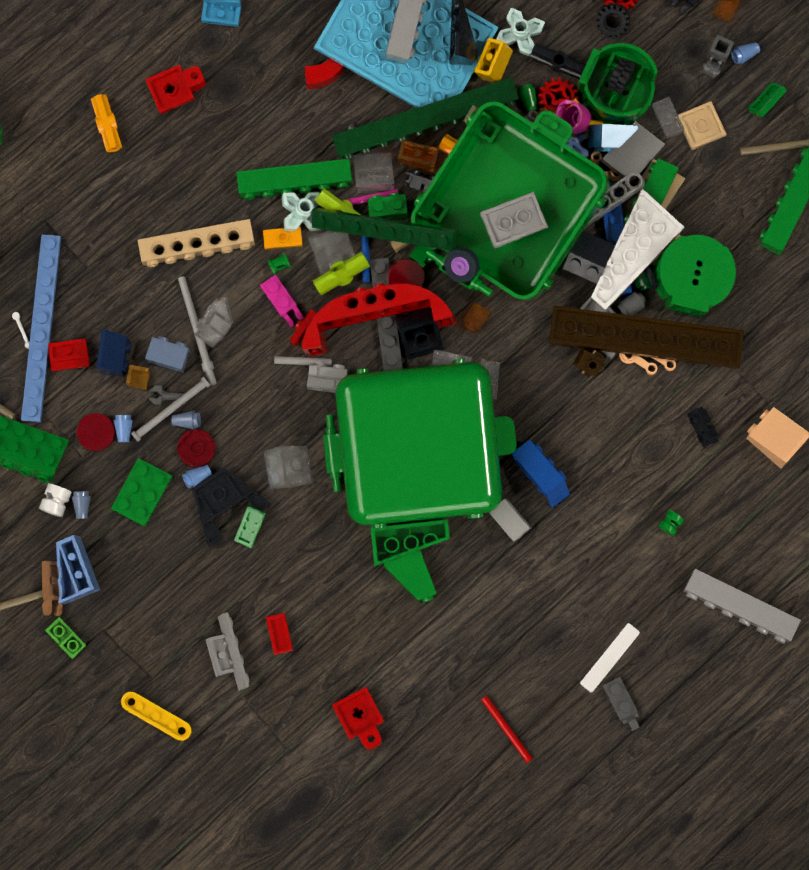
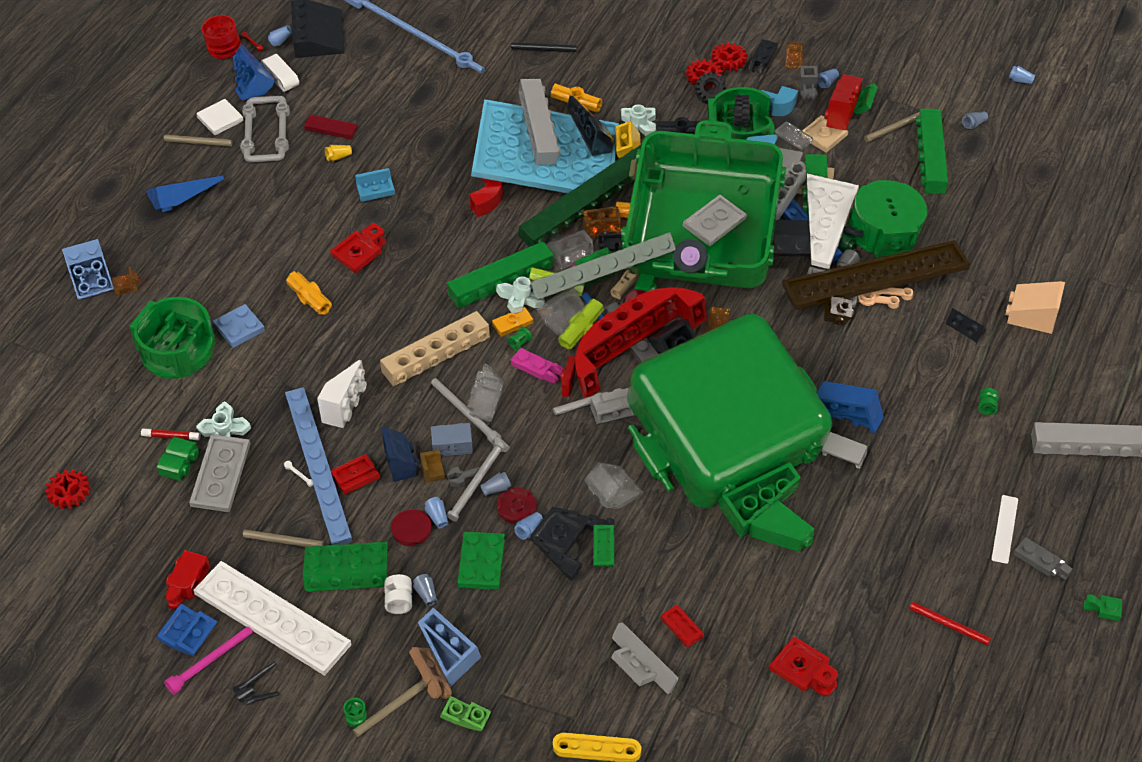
camera: 25 degrees left, 30 degrees down
(29, 133) = (239, 325): none -> medium blue plate
(84, 268) = (342, 395): none -> white slope
(648, 774) = (1106, 606): none -> green plate
(678, 69) = (783, 102): none -> dark azure brick
(740, 96) = (843, 102): none -> red wedge

